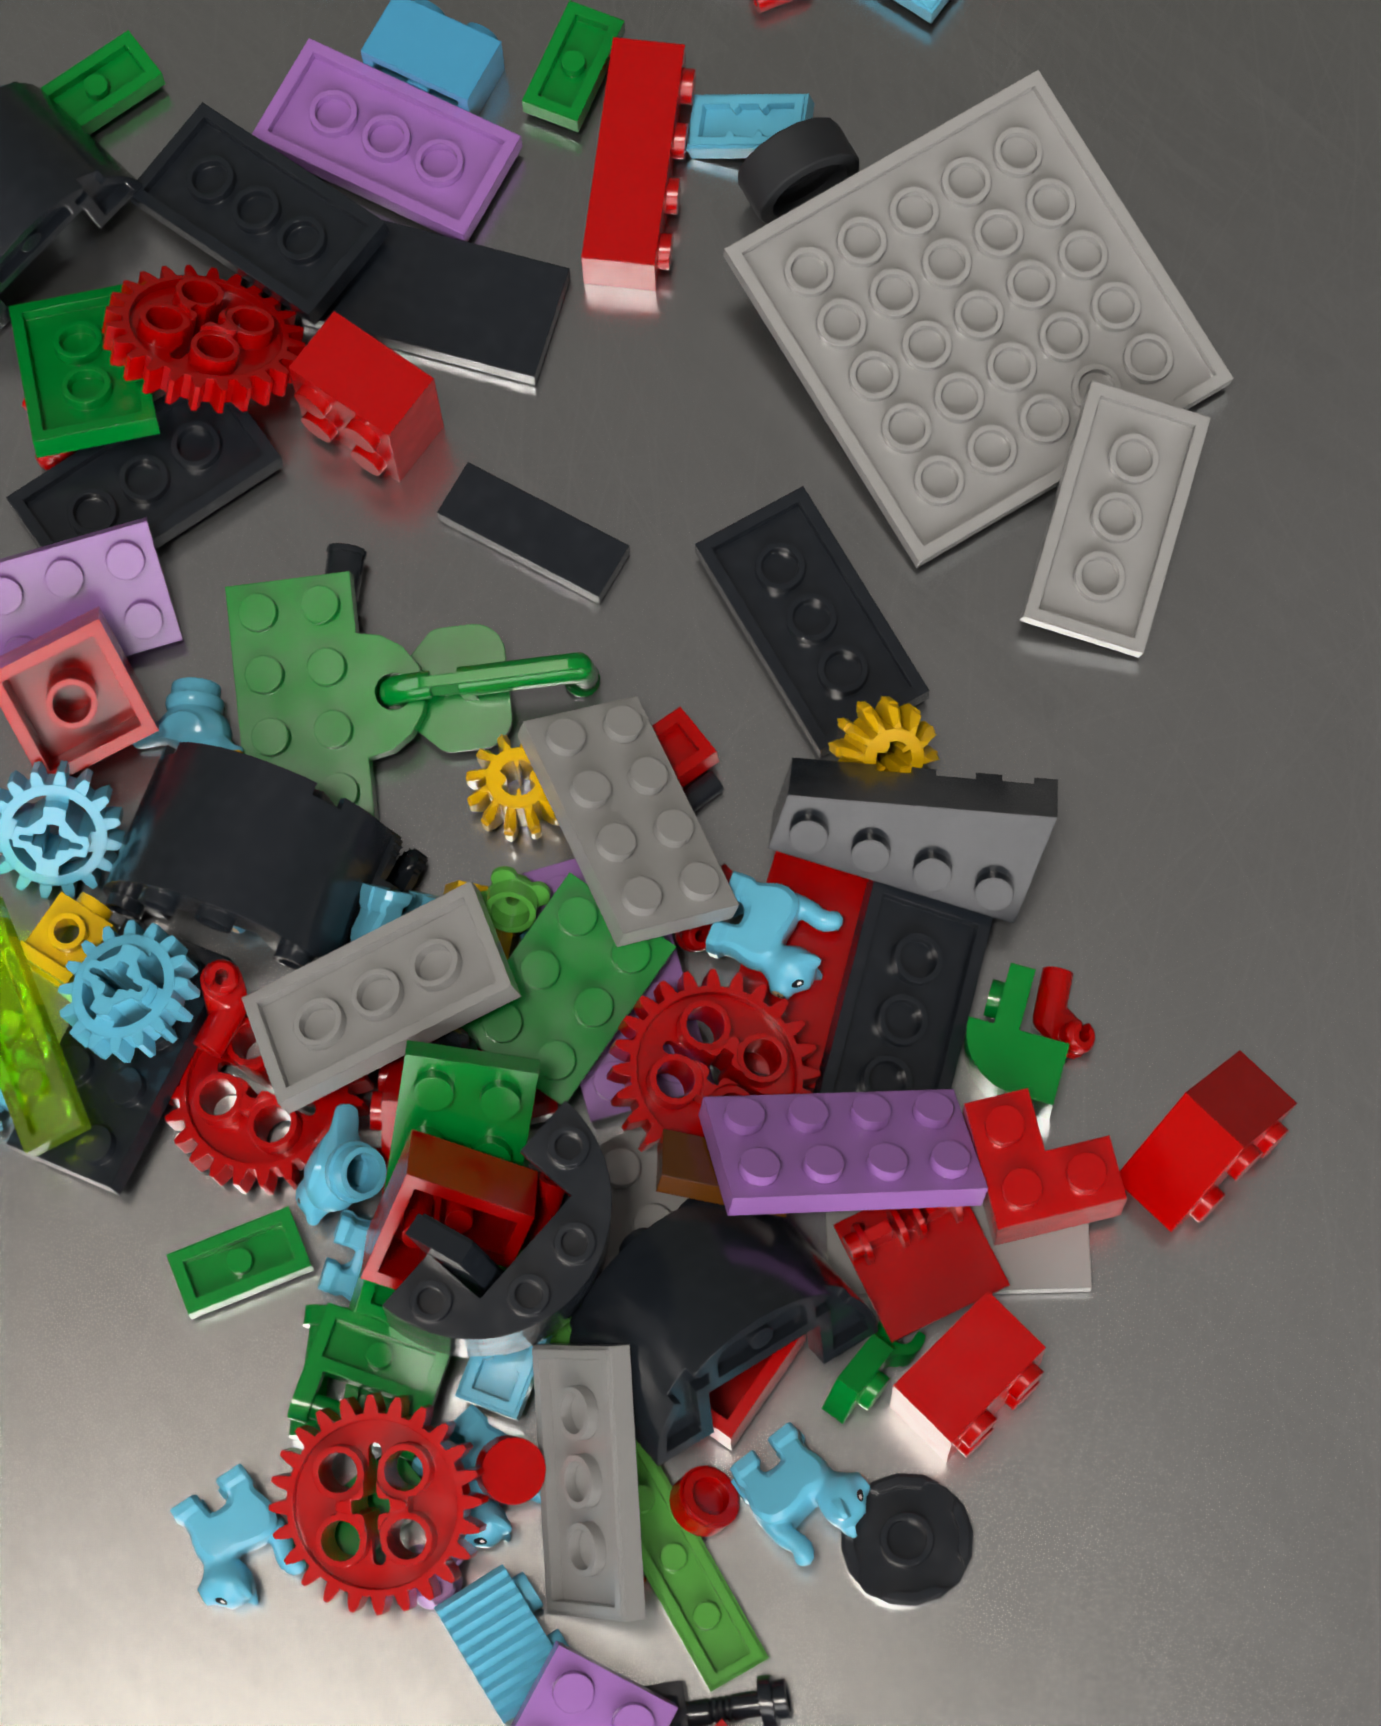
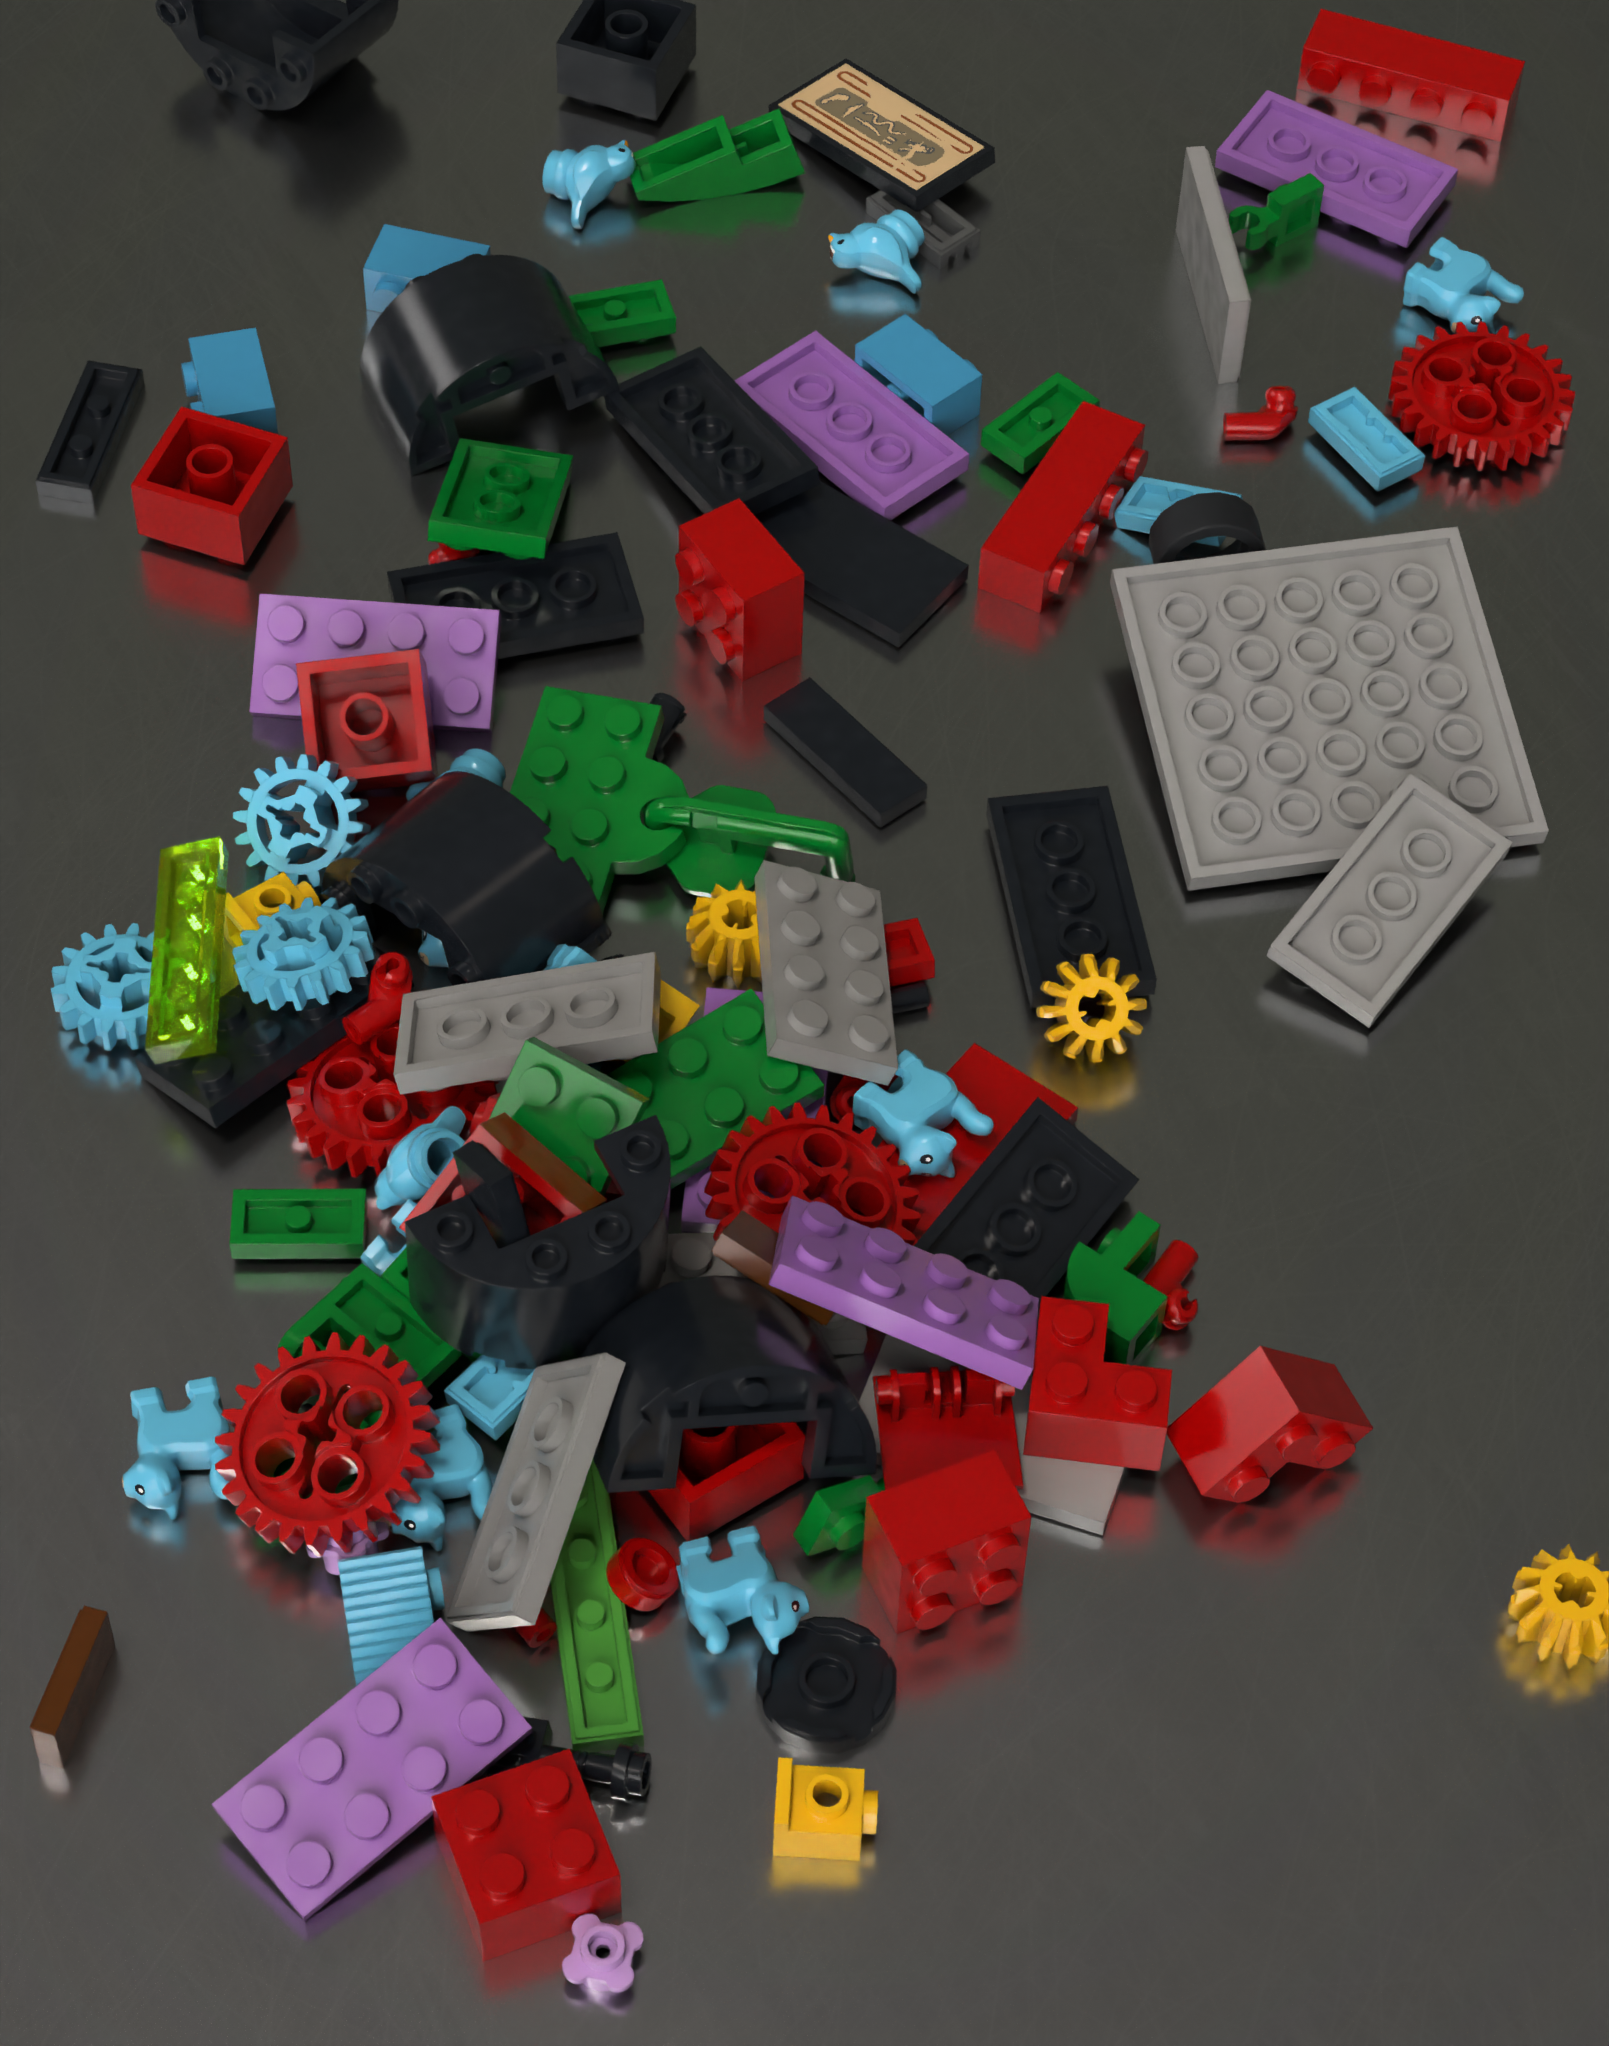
camera: 15 degrees right, 20 degrees down
(202, 338) = (610, 499): red gear -> none
(512, 1469) = (467, 1466): red tile -> none
(520, 911) = (689, 979): bright green plate -> none
(918, 830) = (1109, 1079): wedge -> none
(936, 1690) = (809, 1828): none -> yellow brick

